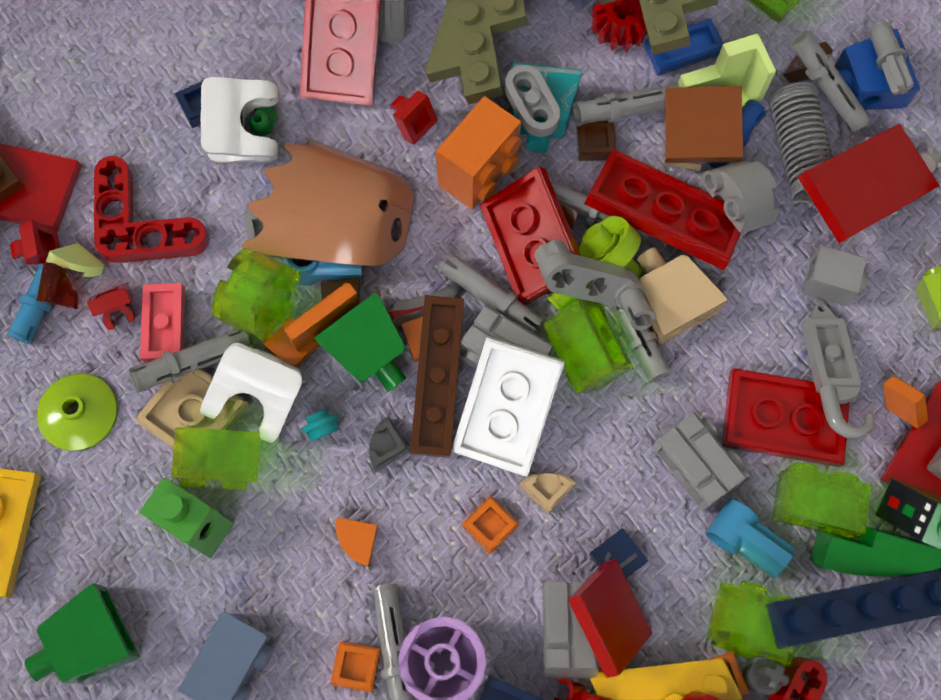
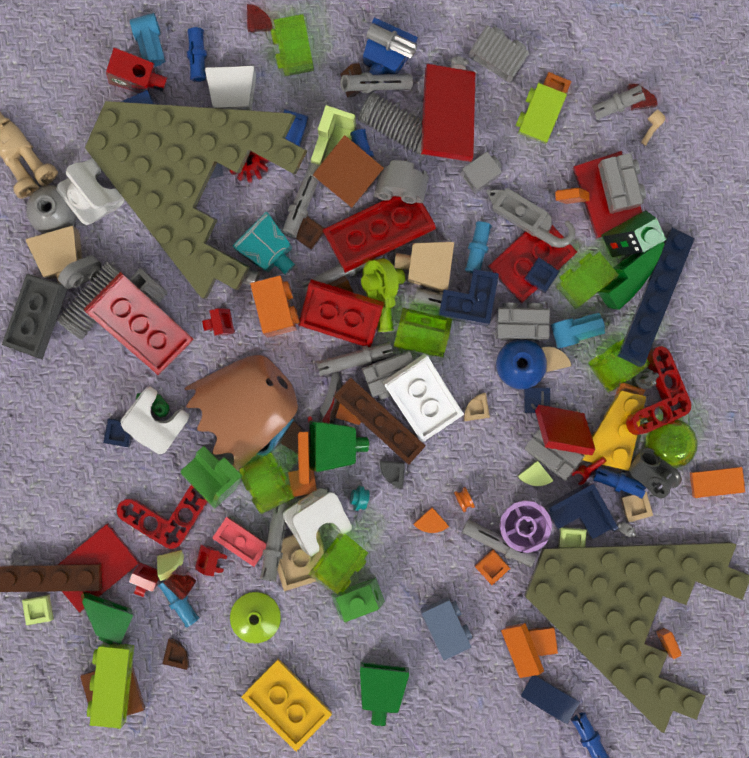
camera: 55 degrees left, 15 degrees up
(217, 230) = (211, 477): none -> bright green panel
(417, 558) = (464, 499): none -> orange bush
(490, 525) = (473, 450): orange tile -> none
(520, 631) = (535, 475): none -> yellowish green tile
(533, 103) = (267, 256): light grey plate -> none
(616, 286) = (395, 305): light grey beam -> none
(644, 518) = (521, 377): none -> blue piece
(672, 384) = (475, 306): none -> dark blue panel
(689, 540) = (555, 359): none -> tan tile
(744, 339) = (478, 246): none -> dark azure pin
(778, 439) = (541, 275): none -> dark blue tile

